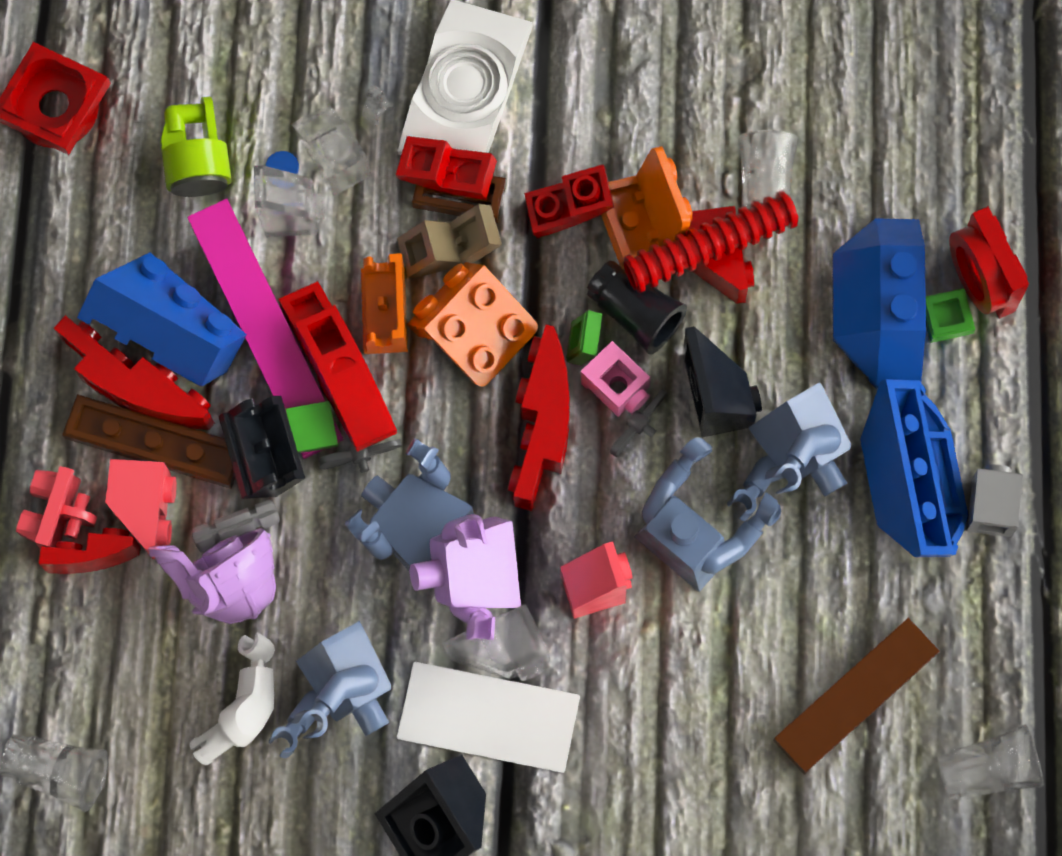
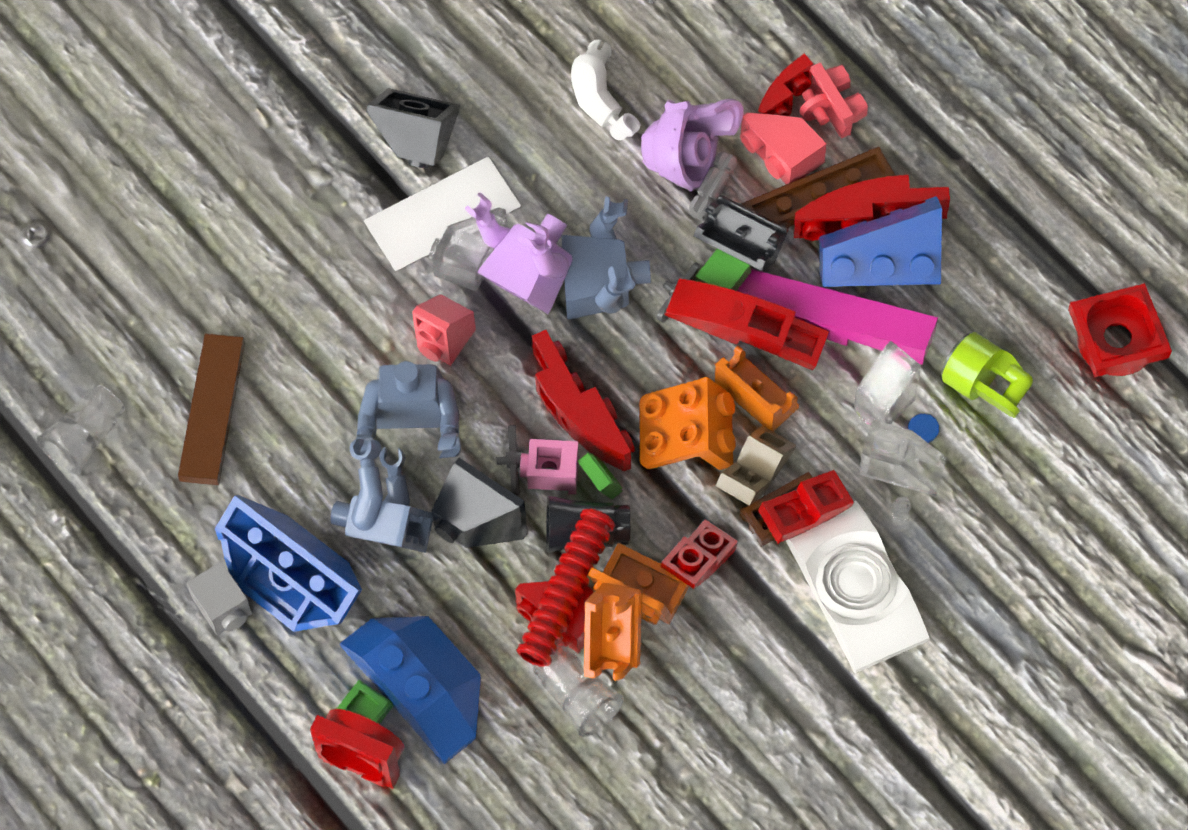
camera: 135 degrees right, 10 degrees down
(344, 682) = (544, 143): sand blue torso -> none
(707, 172) = (612, 631): none -> orange hinge

